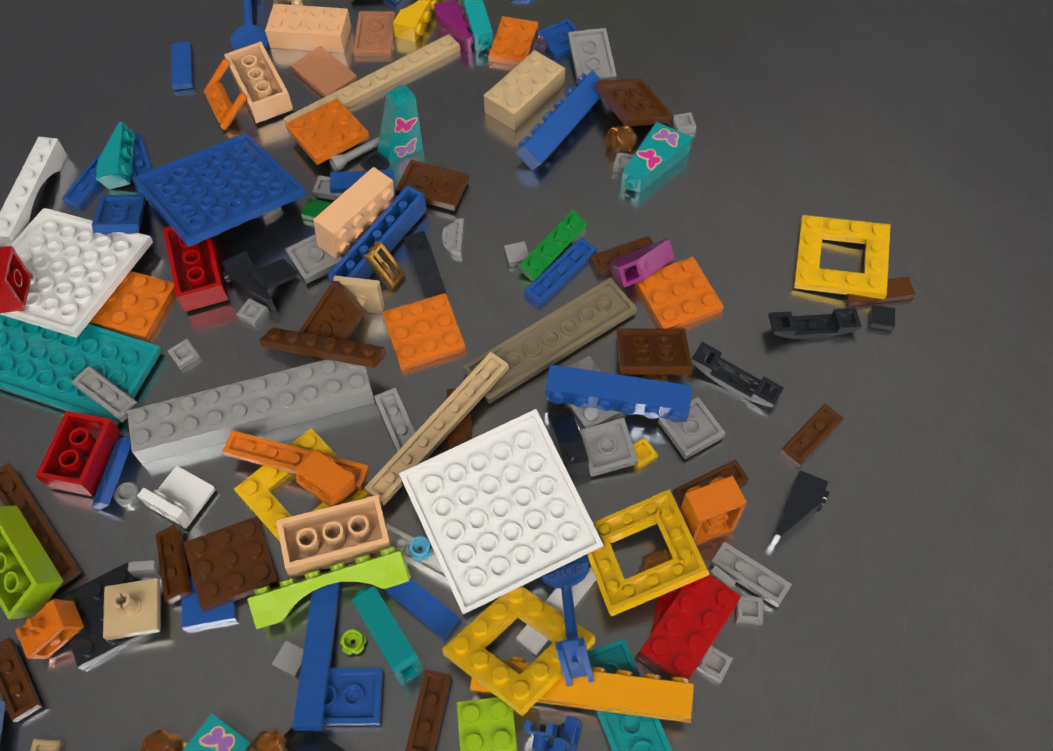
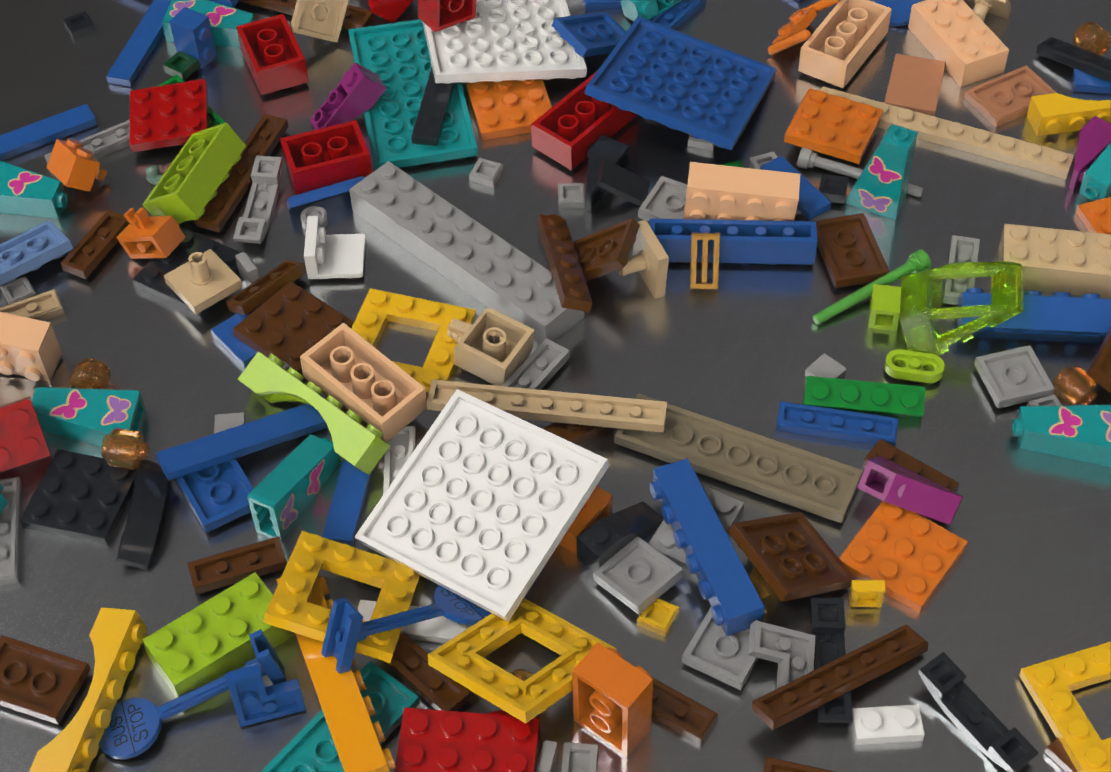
camera: 60 degrees right, 10 degrees down
(33, 407) = (350, 98): none -> magenta slope
(77, 525) = (261, 200): none -> light grey slope
(98, 356) = (432, 112): none -> black tile
(105, 393) = (398, 138): light grey tile -> none
(282, 455) = (427, 314): orange plate -> none
(325, 478) = (413, 338): orange brick -> none
(348, 636) = (270, 461): lime plate -> none
(358, 433) = (491, 345): none -> tan hinge
(417, 542) = (398, 459): medium azure plate -> none
(423, 331) = (659, 342): orange plate -> none
(424, 264) = (737, 297): black slope -> none
(453, 237) = (800, 305): light grey tile -> none
(472, 156) = (917, 262): none -> bright green piece
(492, 139) = (961, 250): none -> light grey plate
(493, 193) = (884, 307): none -> lime brick
(510, 174) = (917, 309): none -> clear neon green windscreen
(547, 207) = (914, 366): none -> lime plate
(591, 163) = (1013, 376): none -> light grey plate
(608, 627) = (436, 688): none -> reddish brown plate
(699, 328) = (867, 593): none -> yellow tile
(721, 392) = (787, 647): none -> light grey plate
(753, 378) = (839, 677): none -> reddish brown tile
(792, 371) = (887, 724): none -> white plate

